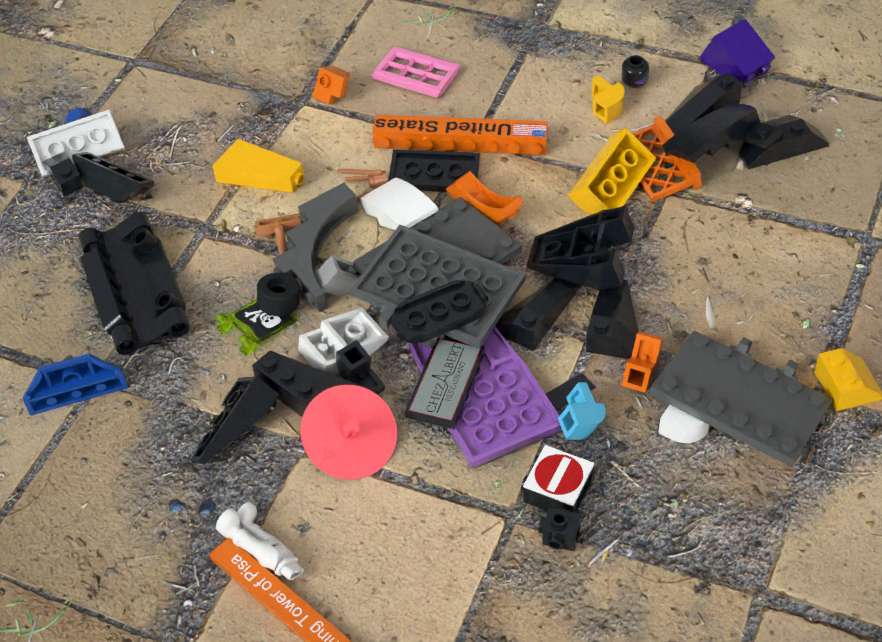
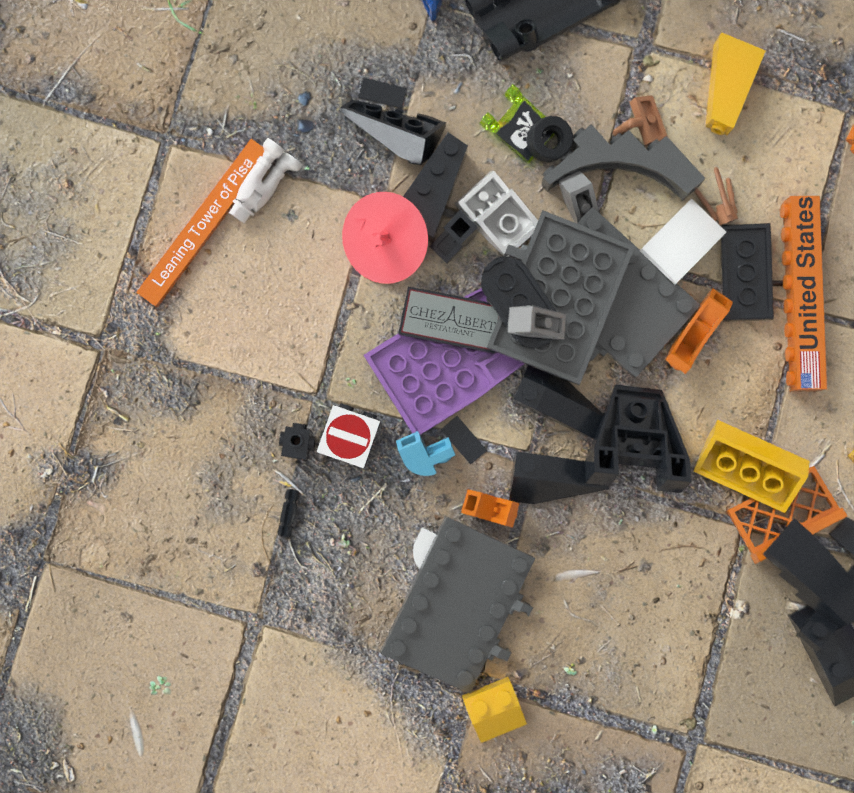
camera: 75 degrees right, 35 degrees up
(190, 434) = (382, 92): none -> black sticker
(462, 291) = (536, 322): none -> light grey slope
(638, 550) = (288, 513): none -> black axle

